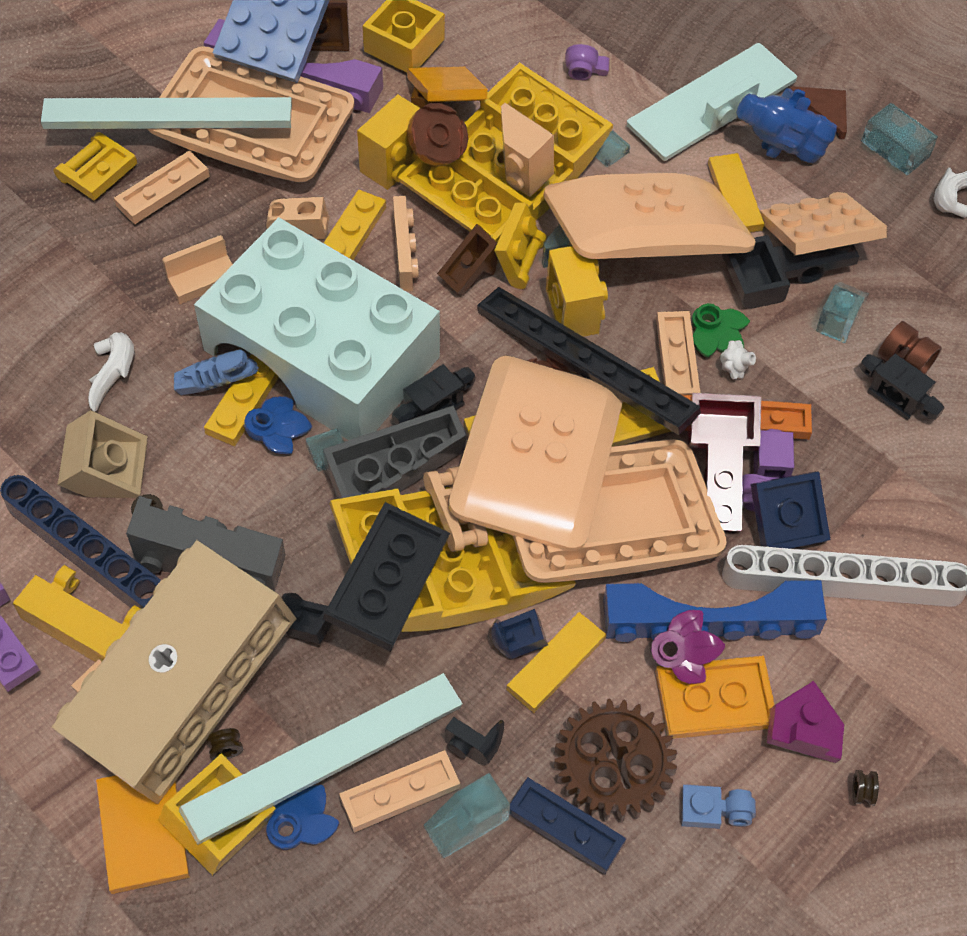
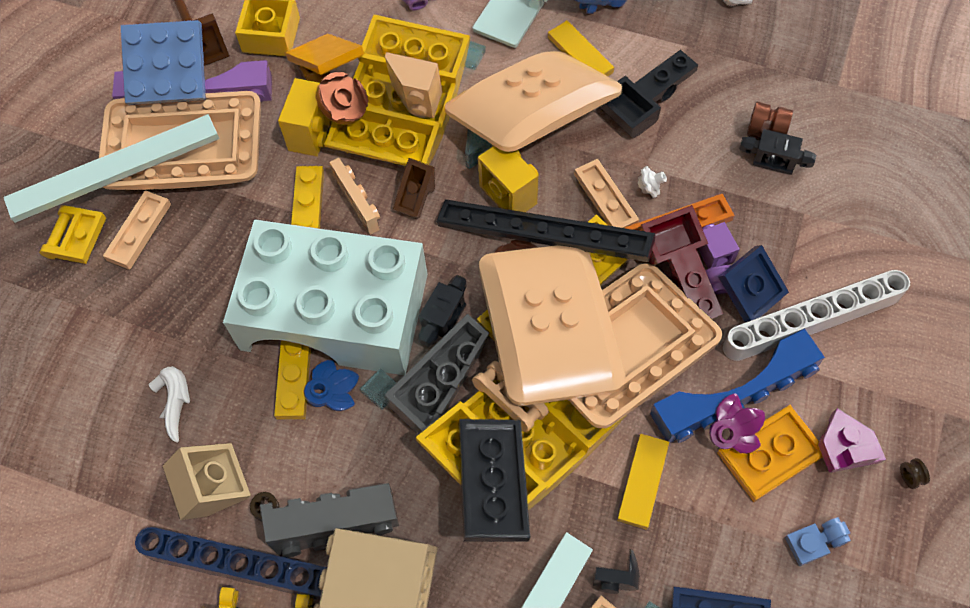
camera: 20 degrees left, 5 degrees up
(196, 268) = (204, 286): light nougat panel -> none
(214, 372) = (260, 367): medium blue hinge -> none
(304, 213) = (261, 206): light nougat leg -> none
(309, 619) = (440, 534): black plate -> none
(518, 634) = (606, 473): dark blue plate -> none
(519, 245) = (446, 160): yellow plate -> none
(646, 750) = (710, 559): reddish brown gear -> none
(717, 333) = (627, 163): green plate -> none
(822, 223) = (660, 50): light nougat plate -> none
(841, 311) = (705, 111): clear light blue slope -> none

